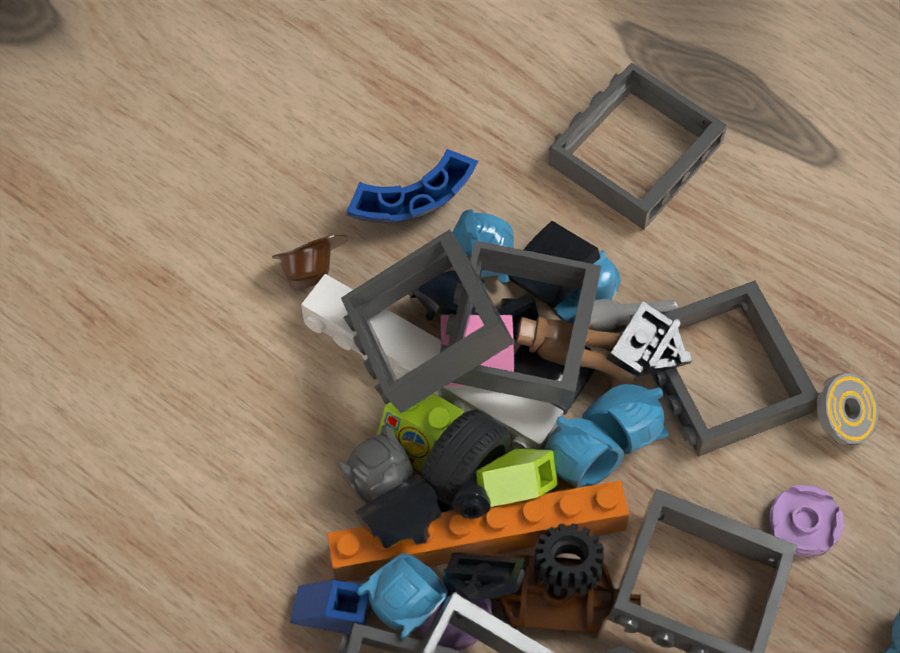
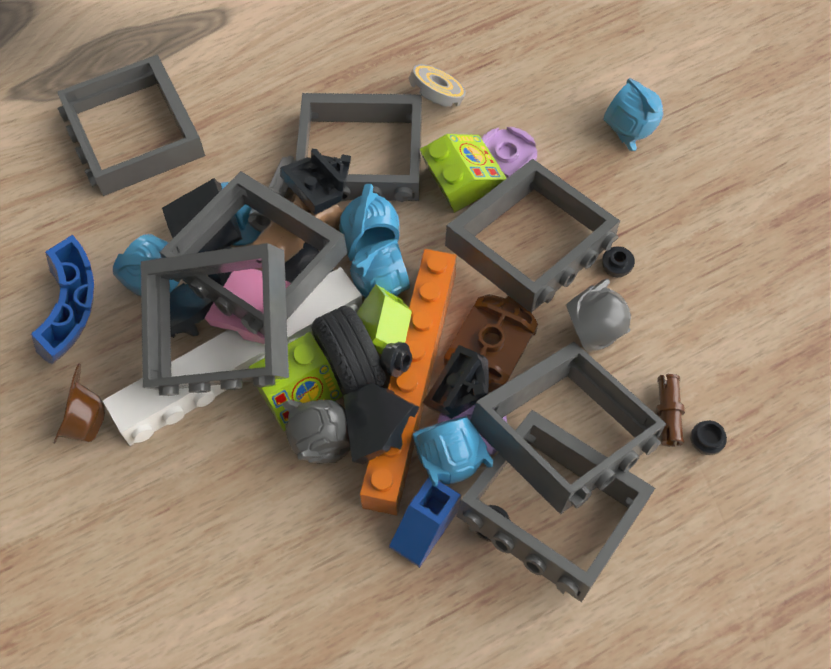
camera: 65 degrees left, 0 degrees up
(567, 577) = (478, 328): black tyre -> none
(750, 479) = (462, 168): none -> lime slope

